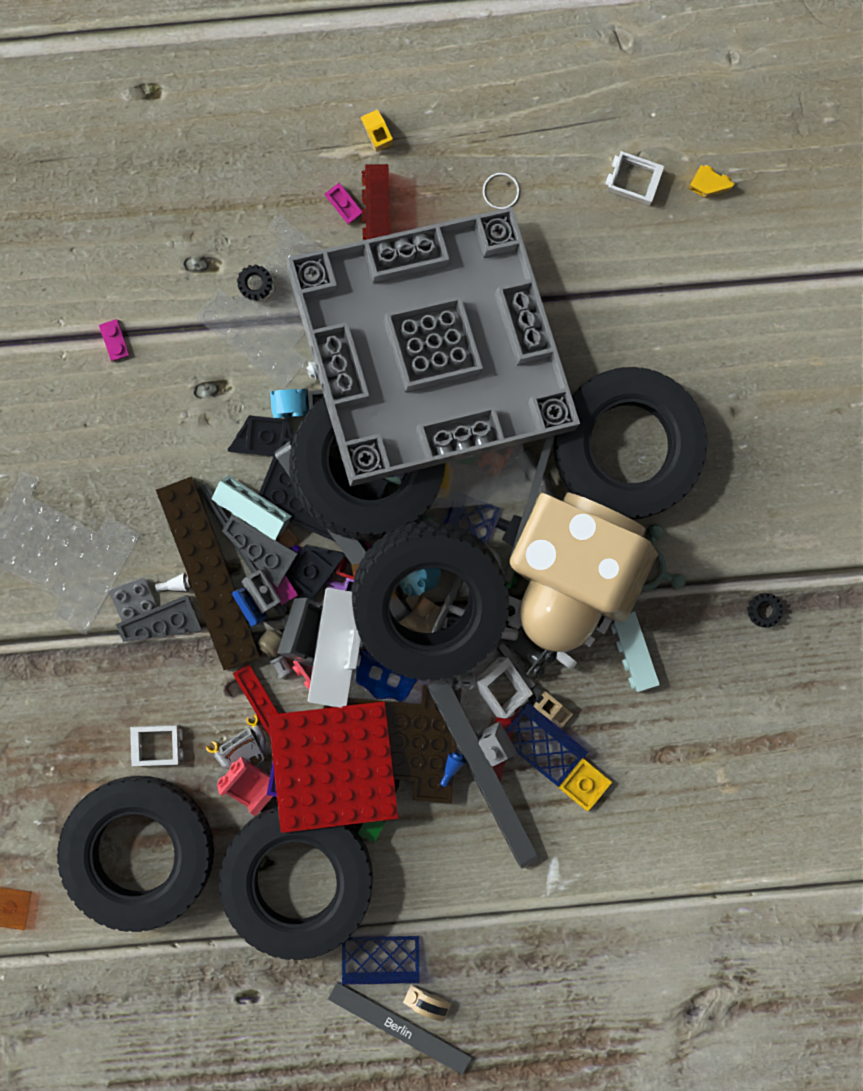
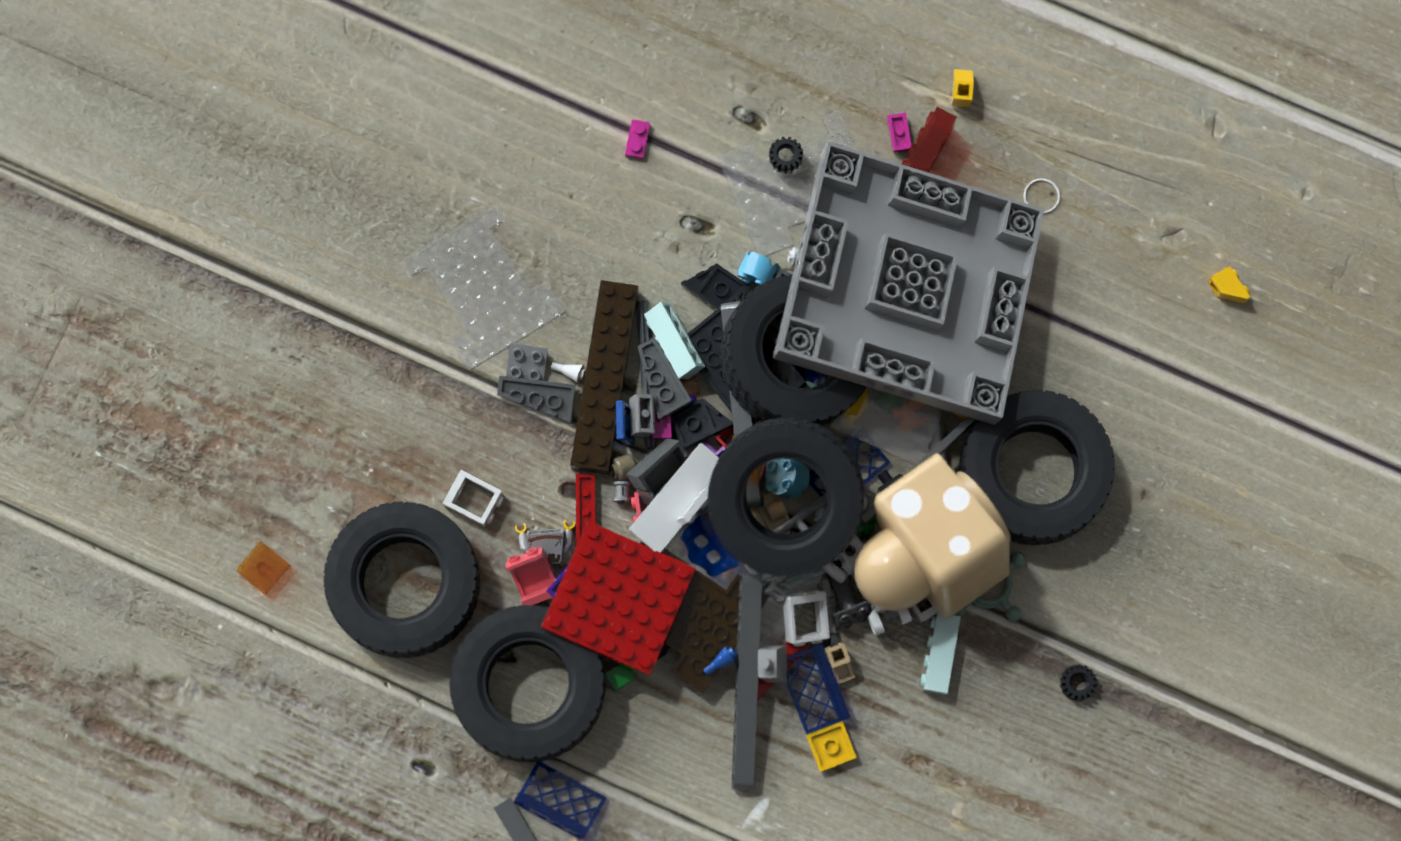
camera: 30 degrees right, 10 degrees down
(657, 170) = (1178, 238): white window -> none

